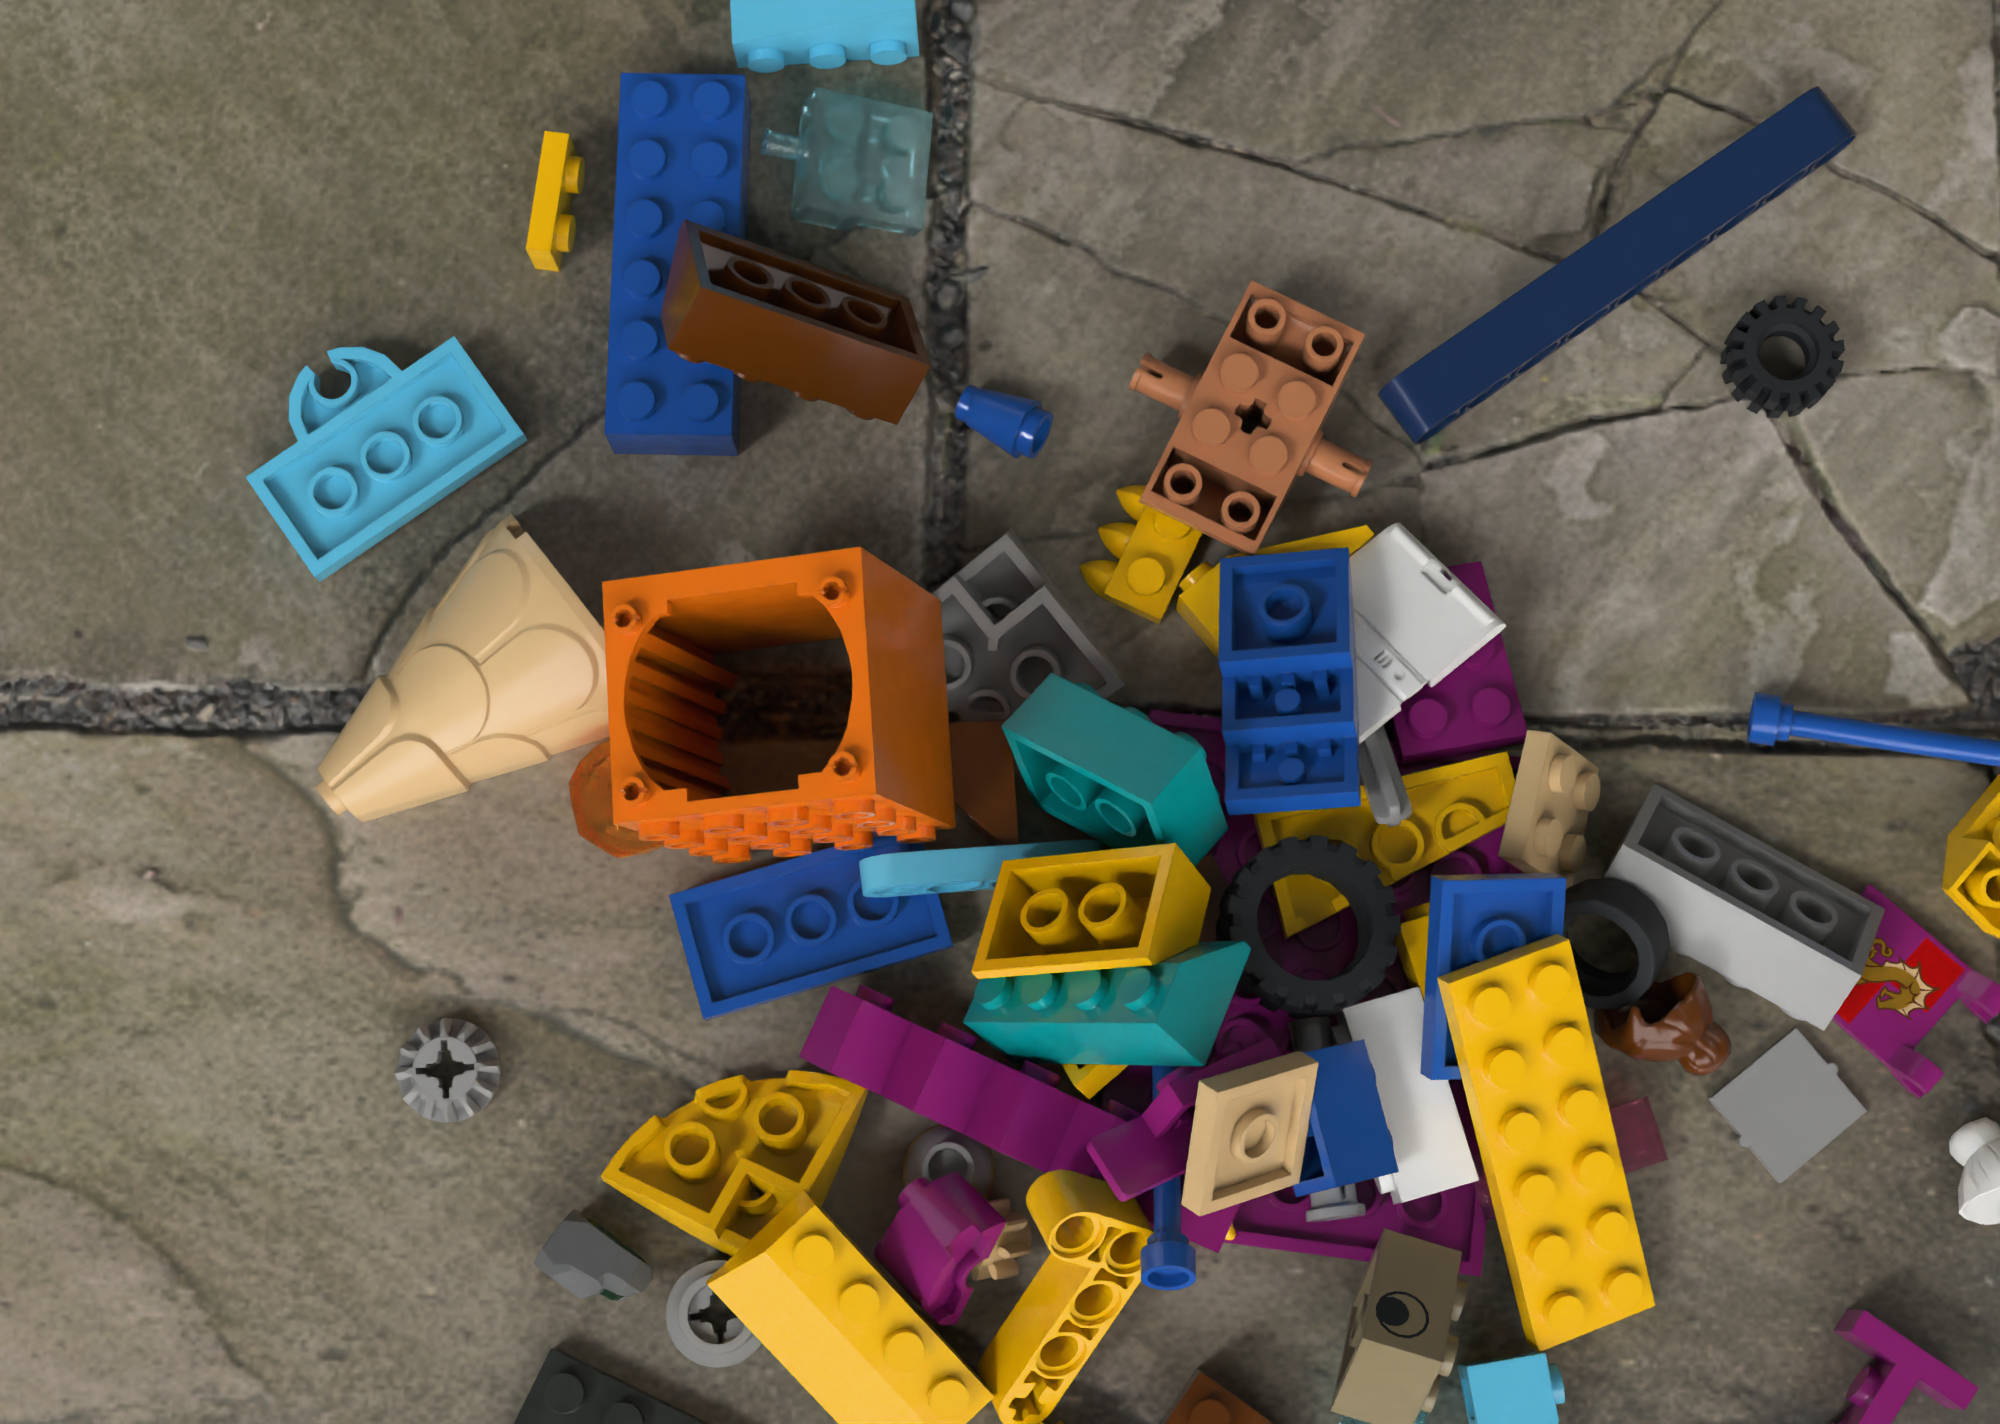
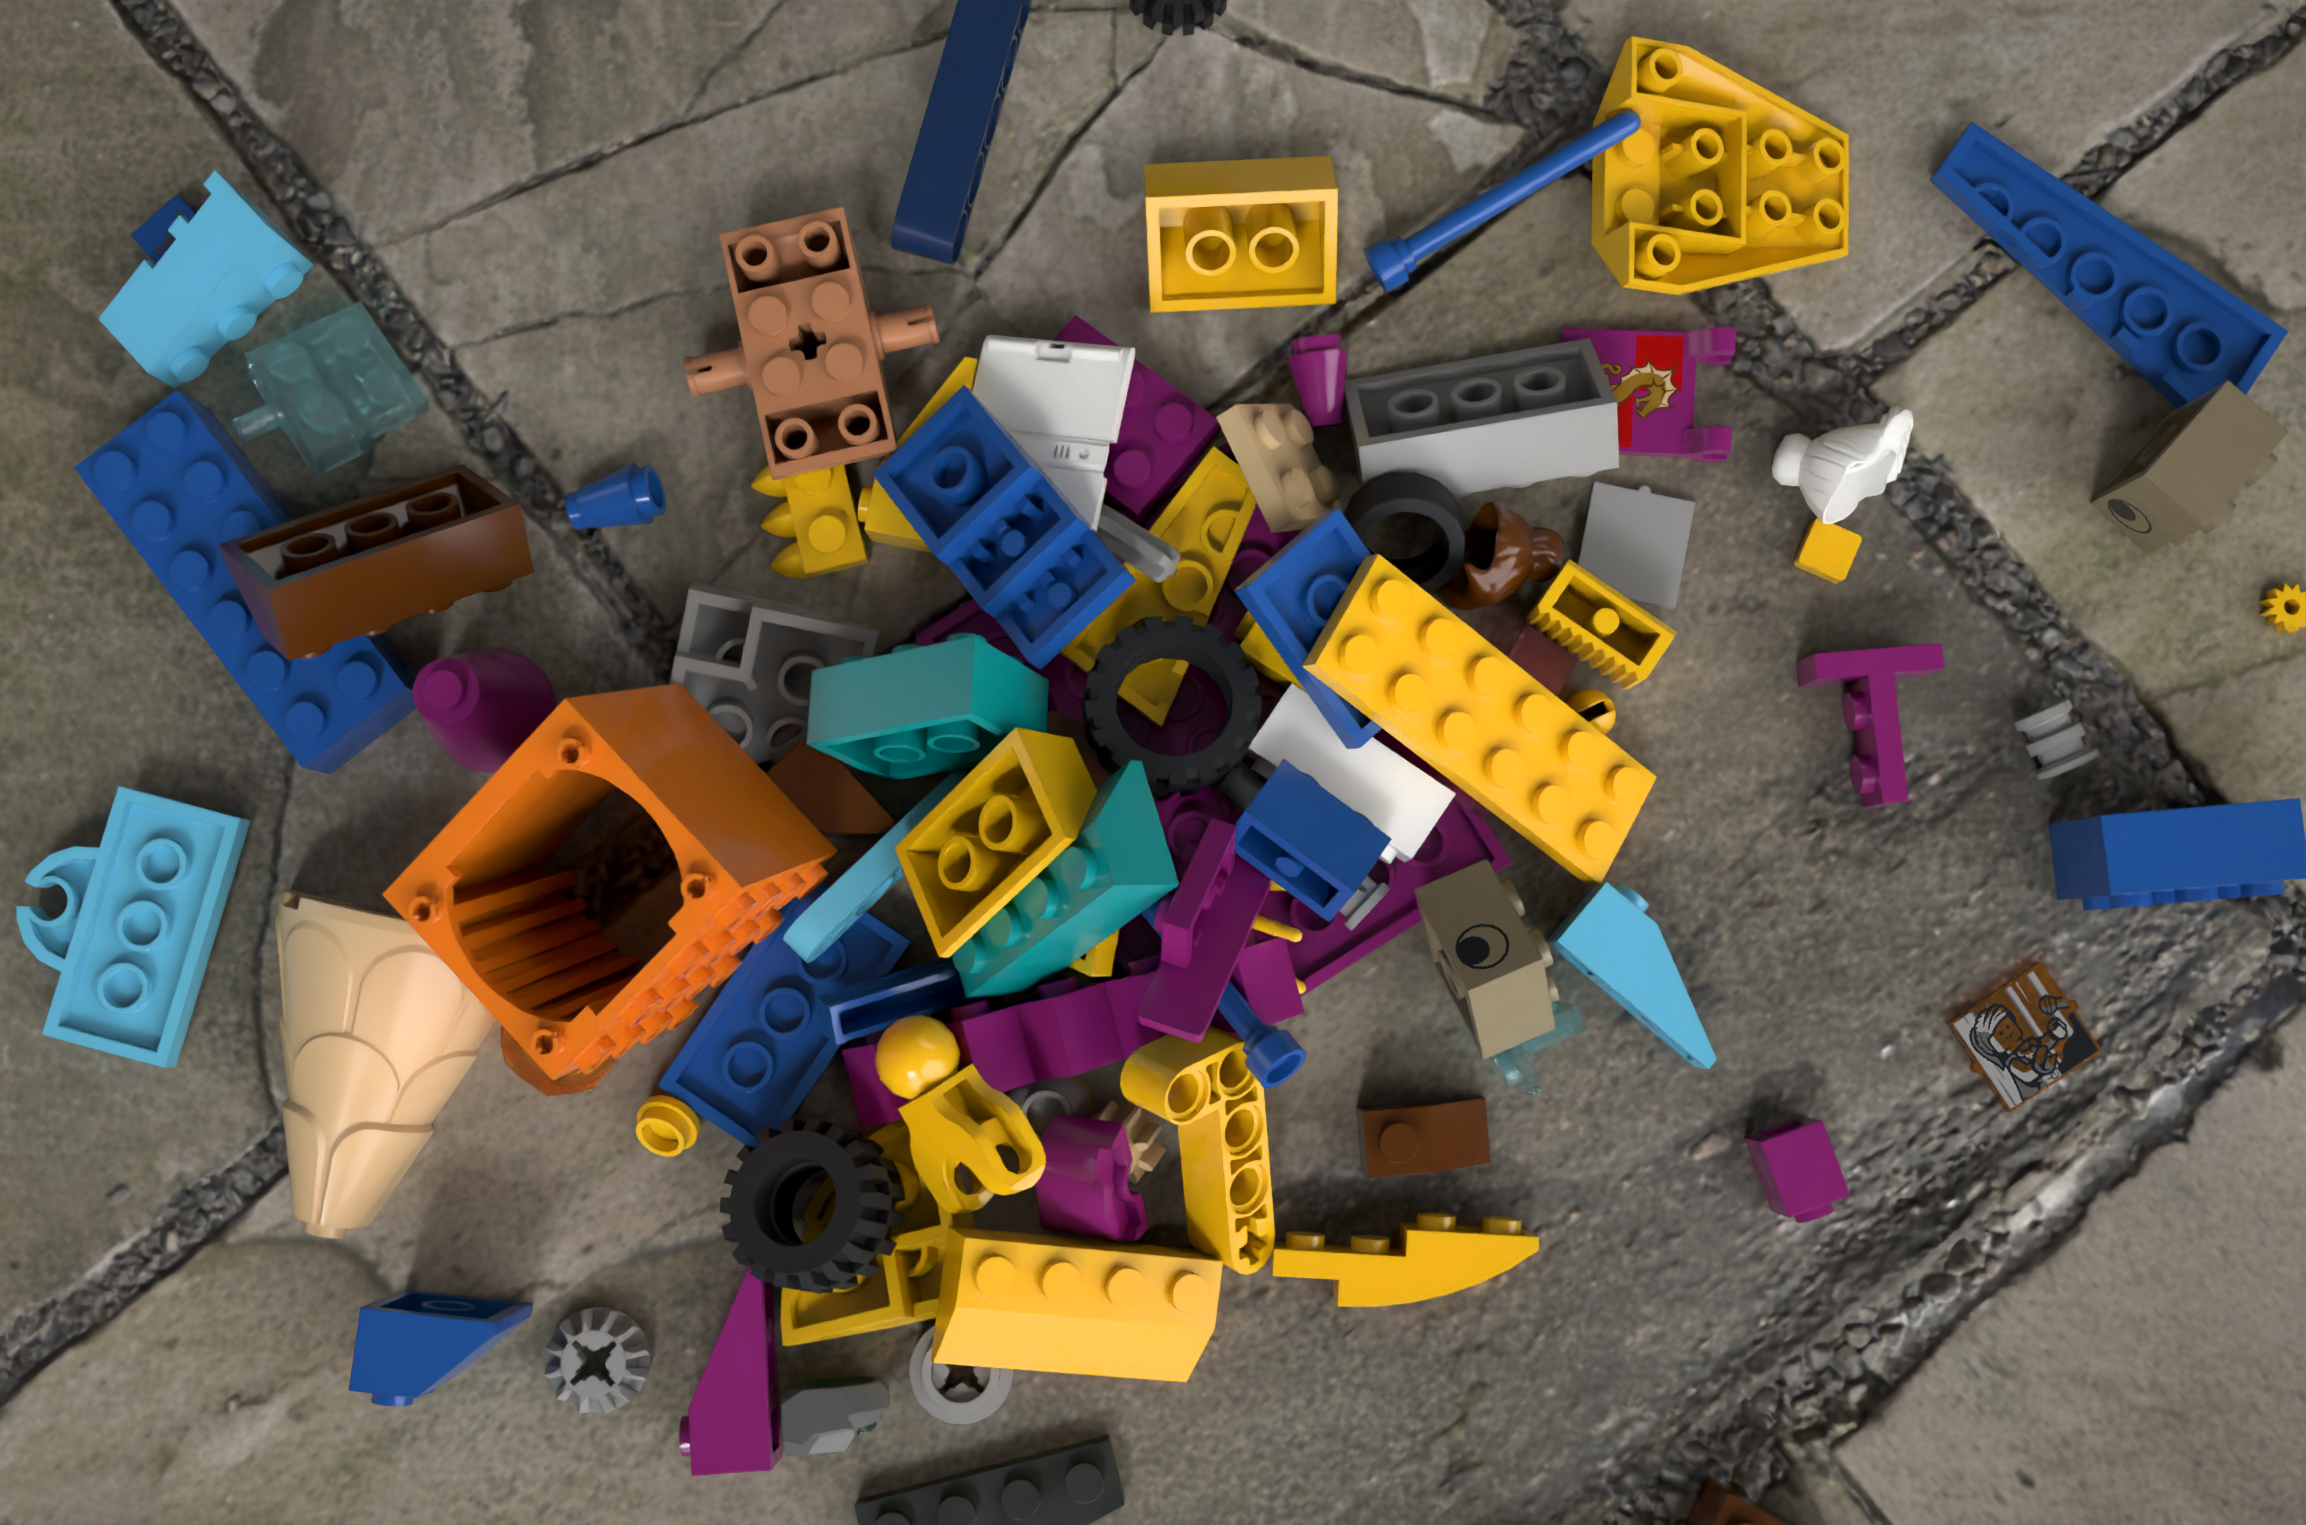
camera: 40 degrees left, 5 degrees up
(338, 947) = (425, 1339): none -> blue slope
(531, 1187) = (736, 1406): none -> magenta slope
(550, 224) = (98, 593): yellow plate -> none
(649, 932) = (667, 1125): none -> yellow plate
(697, 1040) = (765, 1196): none -> black tyre
(775, 499) = (482, 704): none -> magenta cone
(880, 1108) = (955, 1116): none -> yellow piece
(903, 978) = (884, 999): none -> blue piece
(1249, 1132) = (1254, 906): tan plate -> none
(1637, 766) = (1320, 377): none -> magenta cone
(1650, 1197) = (1589, 698): none -> yellow hinge
(1666, 602) = (1241, 233): none -> yellow slope
(1706, 1145) = (1600, 626): none -> yellow brick
(1946, 1240) = (1827, 551): none -> yellow piece

